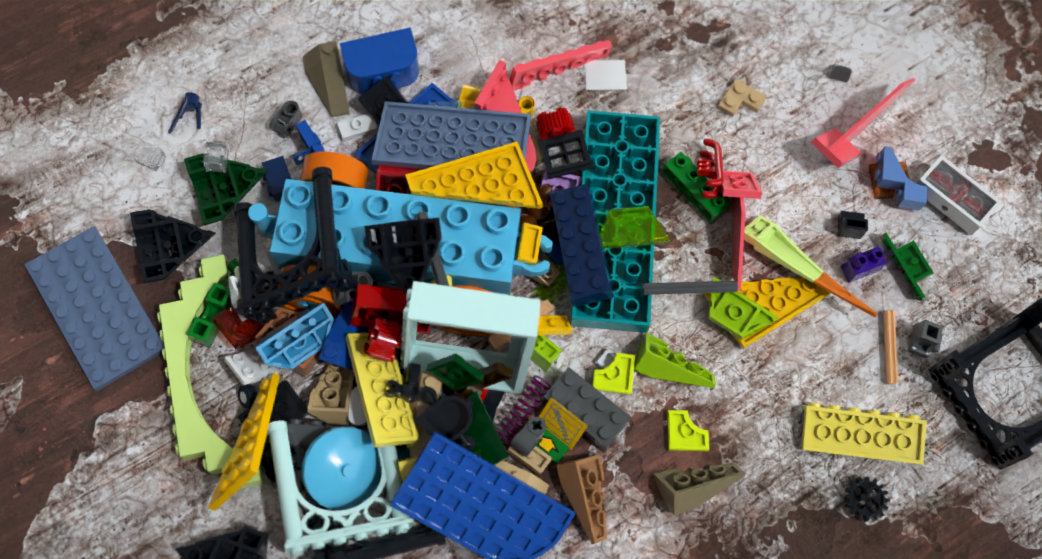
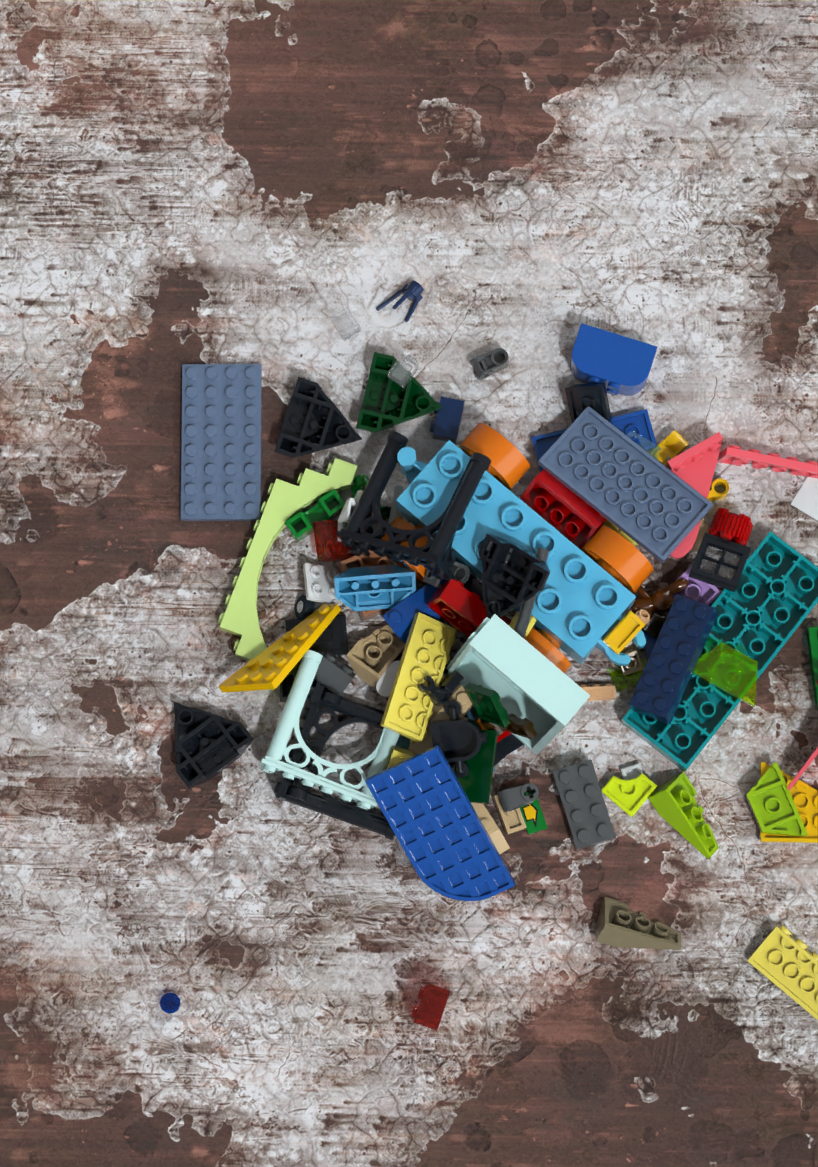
camera: 40 degrees right, 10 degrees up
(310, 140) = (499, 404): blue piece -> none
(326, 74) = (553, 339): dark tan wedge -> none
(341, 468) = (345, 723): medium azure dish -> none
(357, 127) = (550, 410): white plate -> none
(383, 339) = (445, 637): red brick -> none
(484, 177) = (624, 548): yellow wing -> none
(537, 383) = (562, 762): magenta piece -> none
(545, 352) = (580, 729): lime hinge -> none
(554, 325) = (602, 711): yellow tile -> none
(562, 423) = (553, 803): yellow sticker -> none
(582, 486) = (535, 870): medium nougat wedge -> none
(684, 434) = (655, 881): neon yellow tile -> none
(689, 287) = (745, 758): dark grey axle -> none
(866, 488) = (781, 1044): black gear -> none

